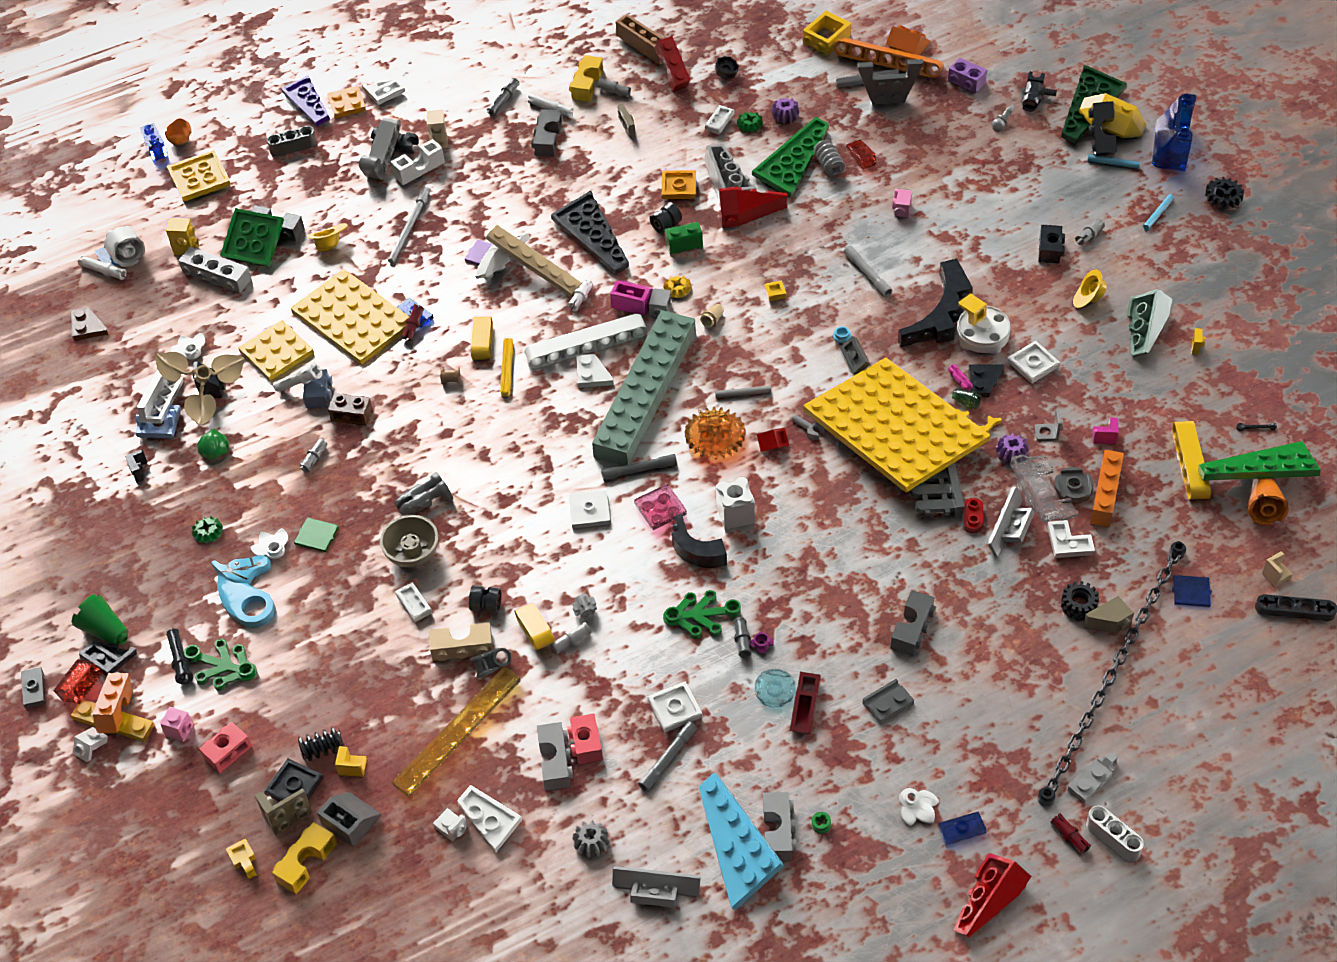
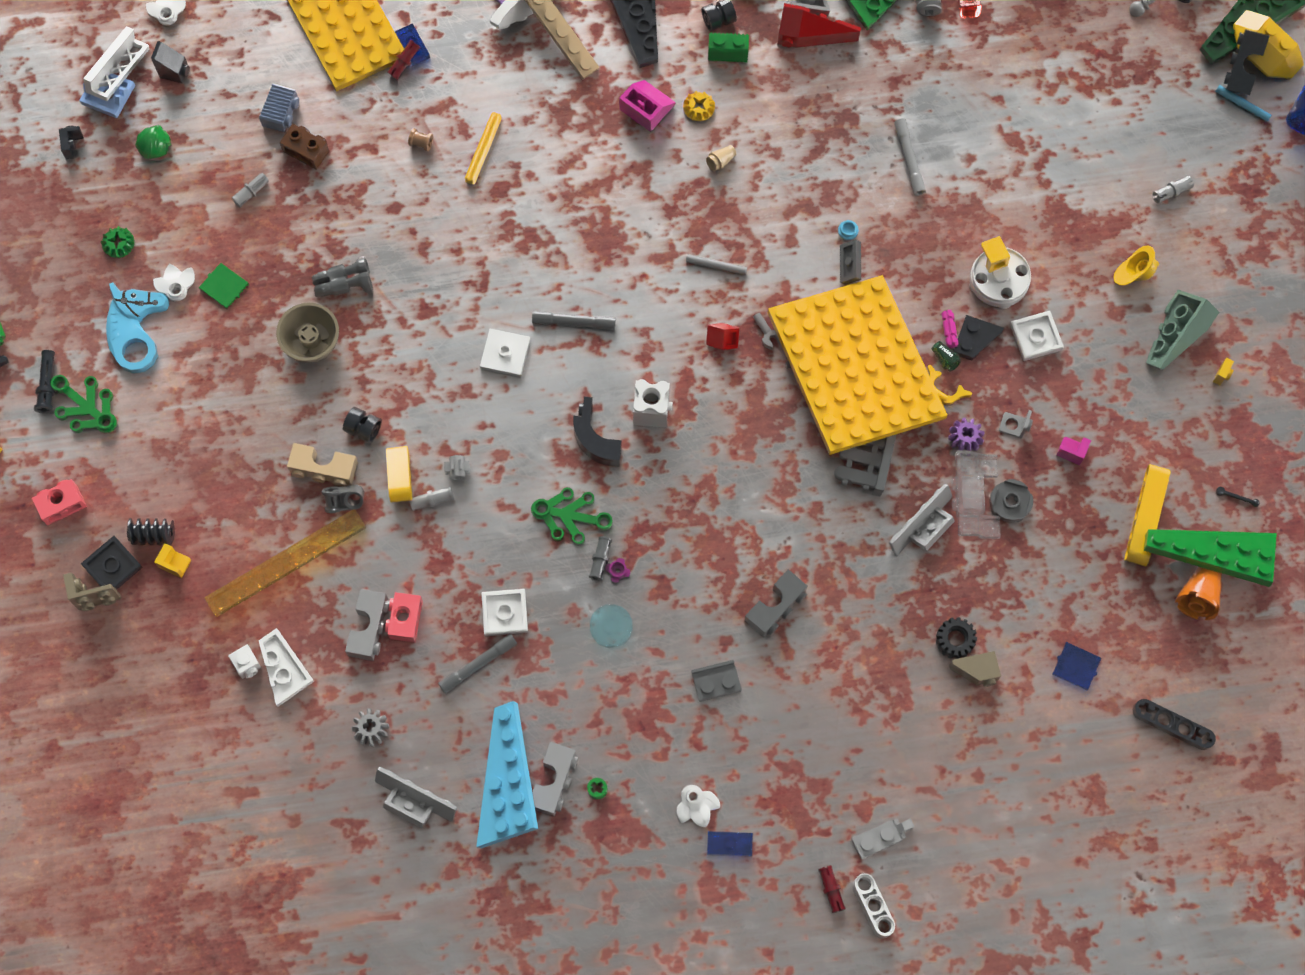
camera: 15 degrees right, 20 degrees up
(176, 724) = (20, 459): bright pink brick -> none
(199, 407) = (152, 93): tan plant -> none
(242, 855) = (39, 624): yellow plate -> none
(276, 350) = (254, 43): plate -> none
(303, 376) = (262, 93): white pin -> none
(313, 842) = (79, 656): yellow arch -> none
(348, 817) = (151, 620): dark grey slope -> none
(413, 602) = (292, 401): white plate -> none
(481, 338) = (469, 103): yellow beam -> none
(580, 295) = (592, 82): white pin -> none
(585, 341) = (576, 144): white beam -> none
(592, 372) = (568, 184): white wing -> none
(644, 388) = (614, 225): sand green brick -> none
(659, 301) = (671, 123): light grey brick -> none
(660, 506) = (577, 376): clear pink plate -> none
(715, 433) = (672, 290): clear orange gear -> none
(775, 290) = (800, 149): yellow plate -> none
(805, 702) = (633, 655): dark red slope -> none
(902, 202) = (983, 81): bright pink brick -> none
(940, 321) = (956, 251): black arch -> none
(973, 513) = (892, 497): red plate -> none
(996, 887) = (733, 921): red wedge -> none
(1051, 243) = (1117, 201): black brick -> none
(1066, 545) = (971, 569): white plate -> none
(1107, 488) = (1043, 518): orange arch -> none
(1158, 212) = (1261, 188): medium azure bar -> none
(1175, 554) = (1079, 619): black piece -> none
(1275, 570) = (1174, 676): tan panel -> none

